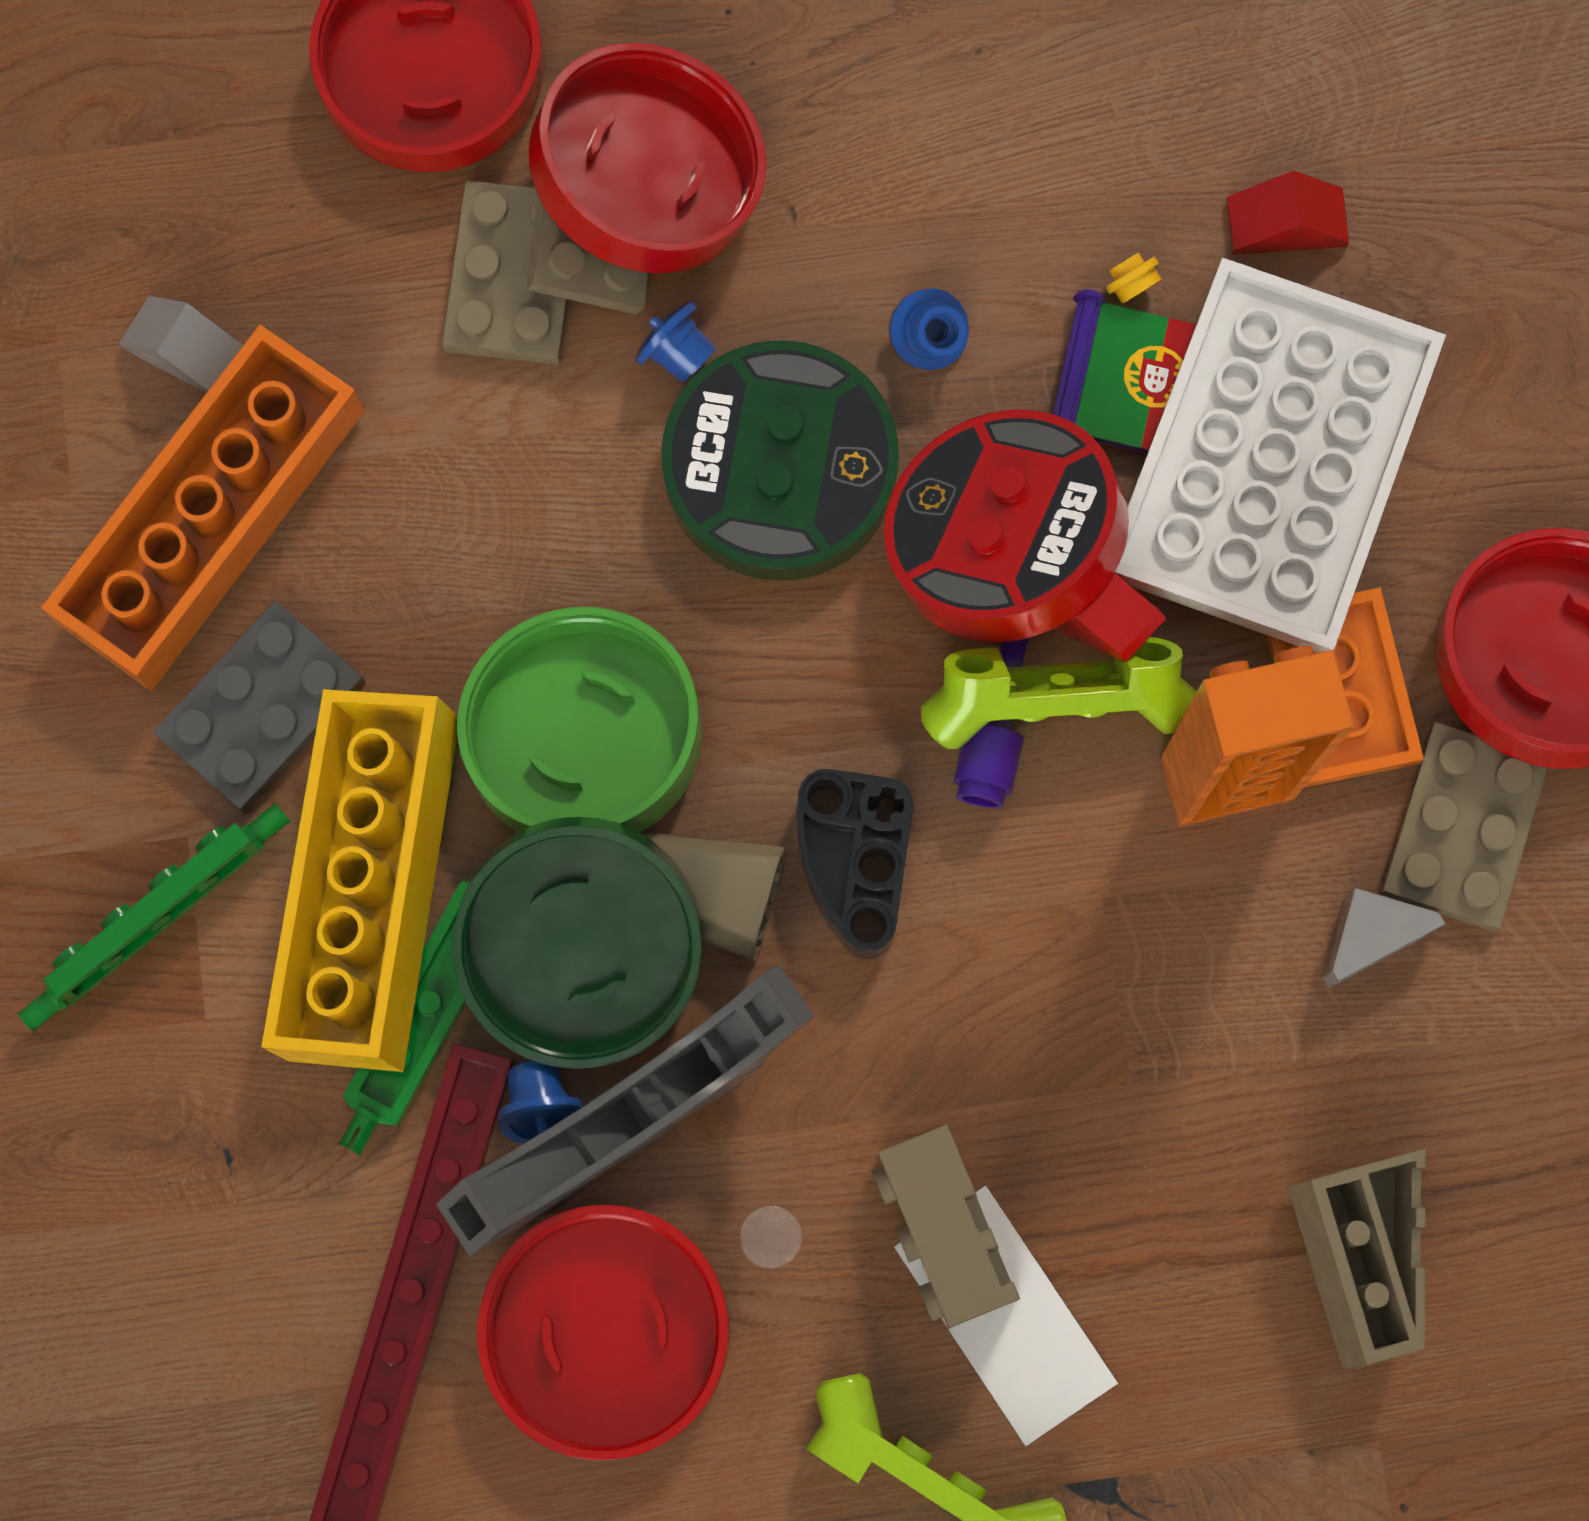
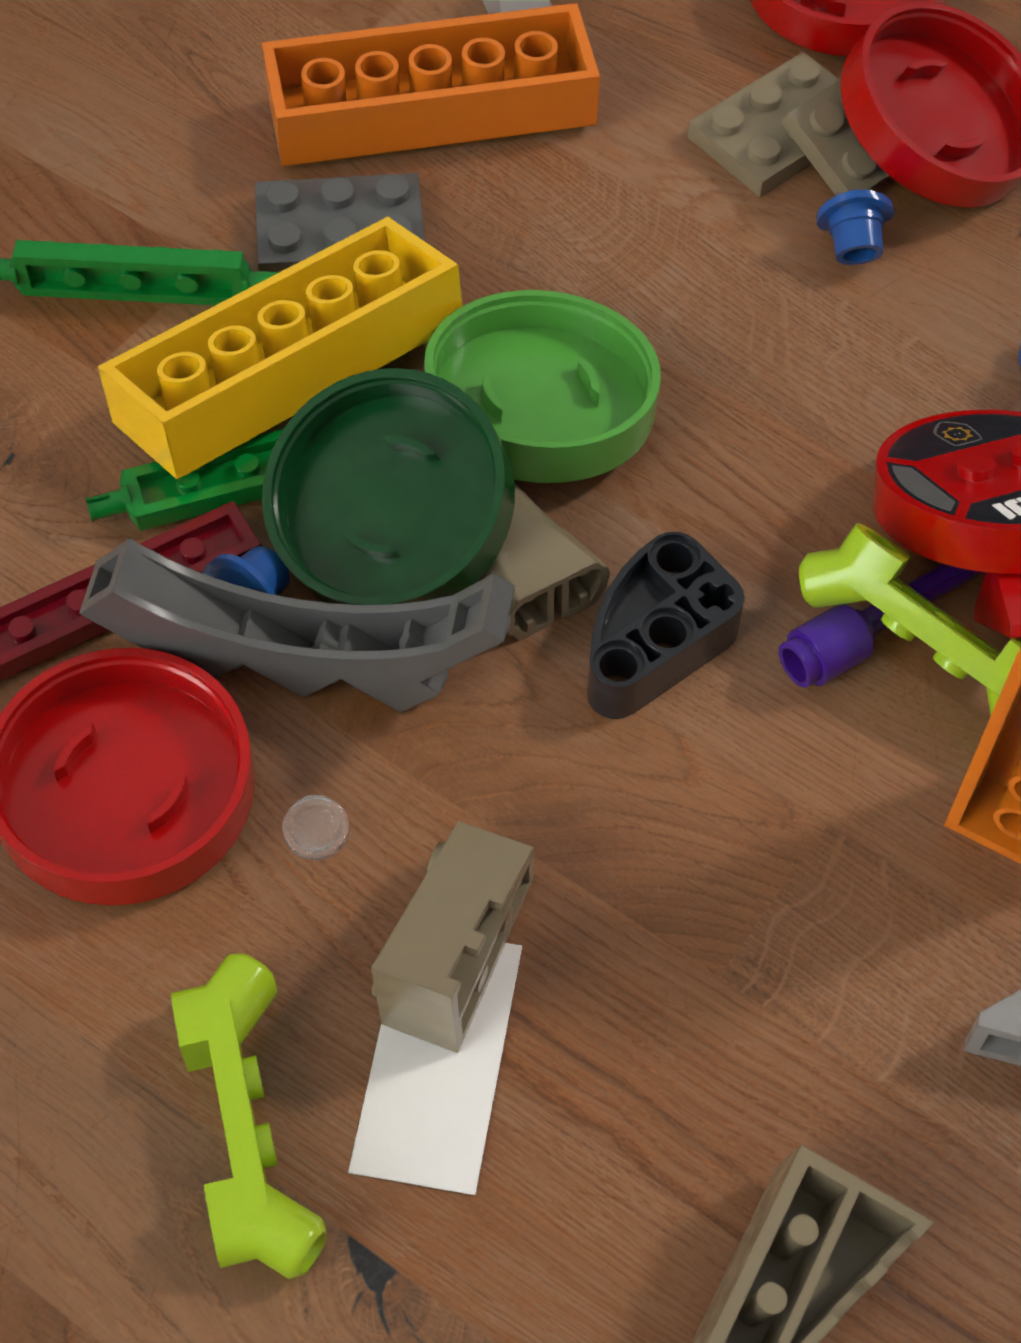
camera: 40 degrees right, 20 degrees down
(780, 460) = (860, 347): piece -> none

